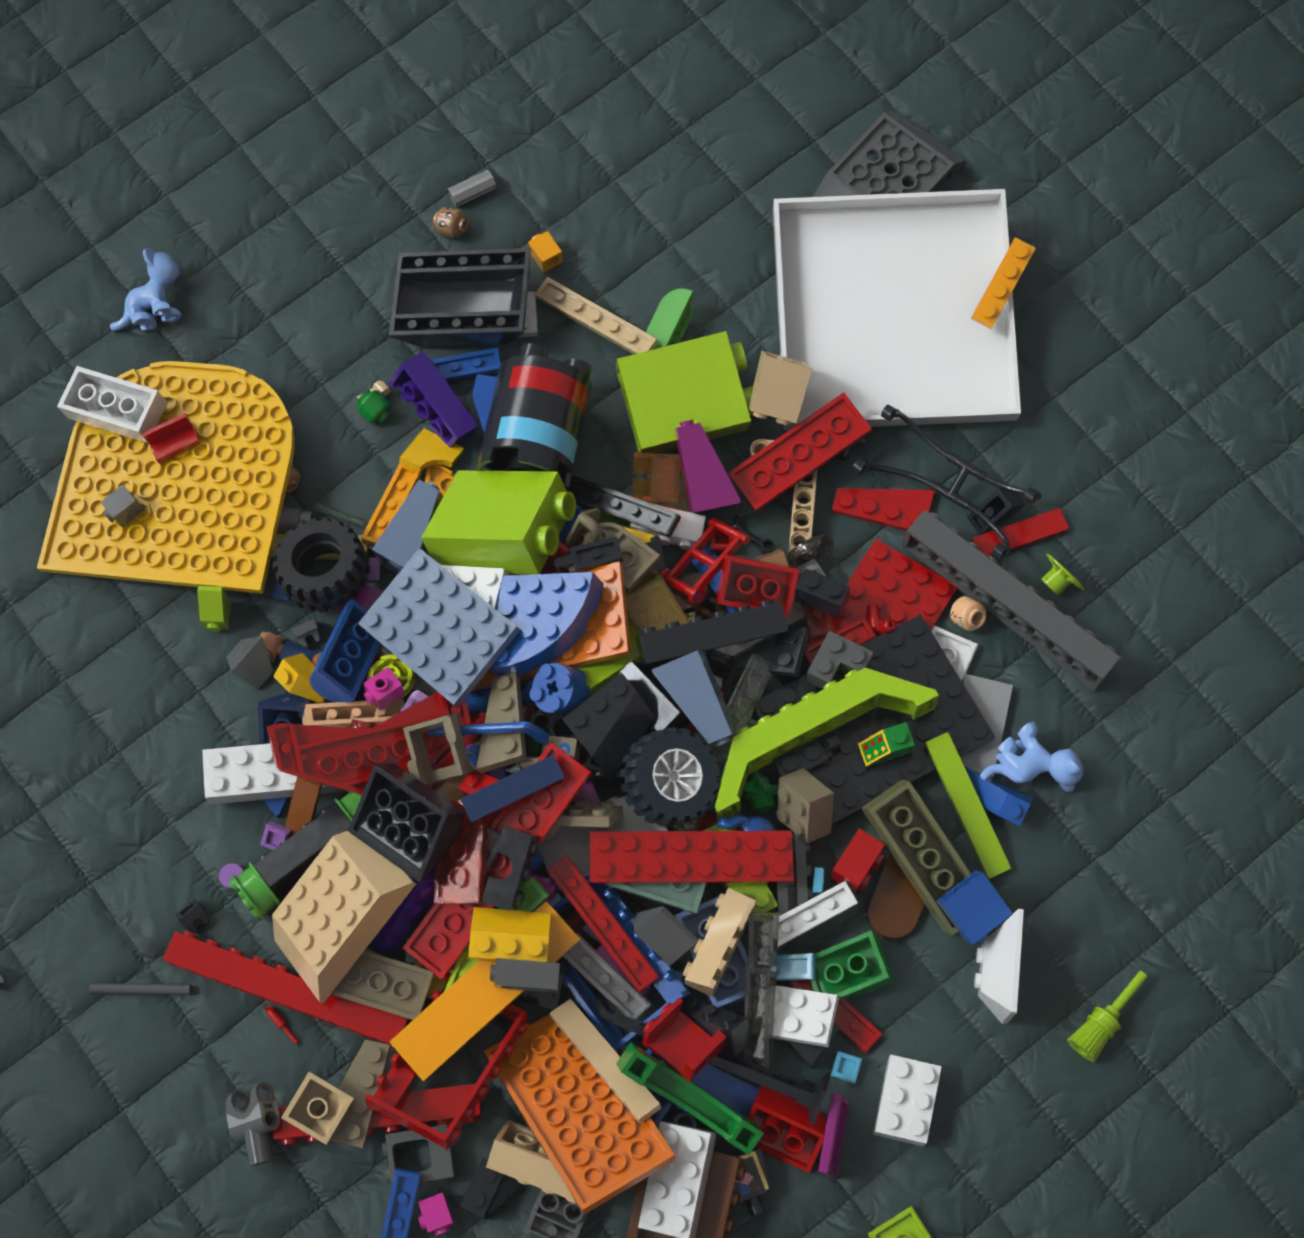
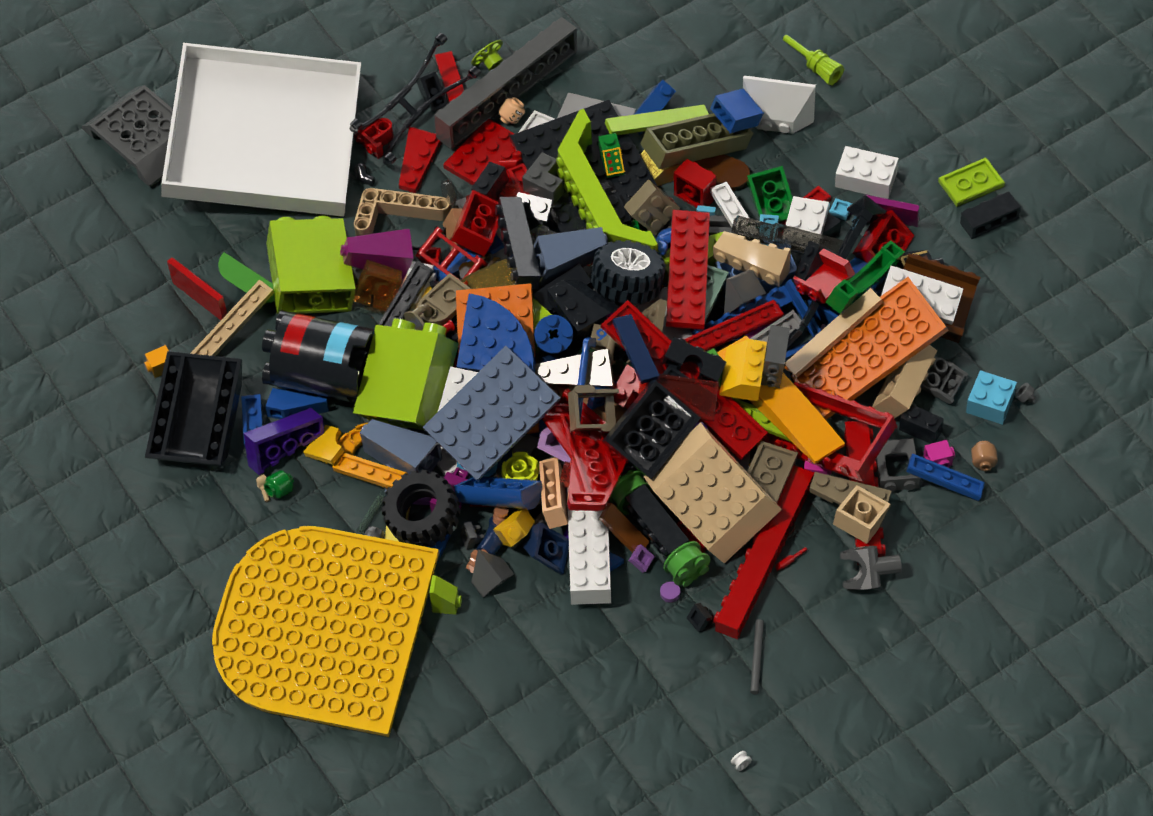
camera: 85 degrees left, 15 degrees down
(111, 403) = (250, 663): white brick -> none
(121, 506) = (346, 656): brick -> none
(162, 272) = (127, 633): light blue animal -> none
(172, 438) = (292, 617): red panel -> none
(383, 689) = (534, 462): dark pink brick -> none
(450, 222) = (119, 426): medium nougat head -> none
(472, 188) = (89, 411): light grey axle -> none
(589, 556) = (447, 311): black hinge -> none
(645, 274) = (197, 289): none -> red tile
(779, 387) = (320, 194): tan slope -> none
(799, 452) = (370, 191): red plate -> none
(909, 448) = (375, 136): none -> red pin
(1003, 283) = (259, 54): light orange plate -> none
(1062, 765) = (633, 85): light blue animal -> none

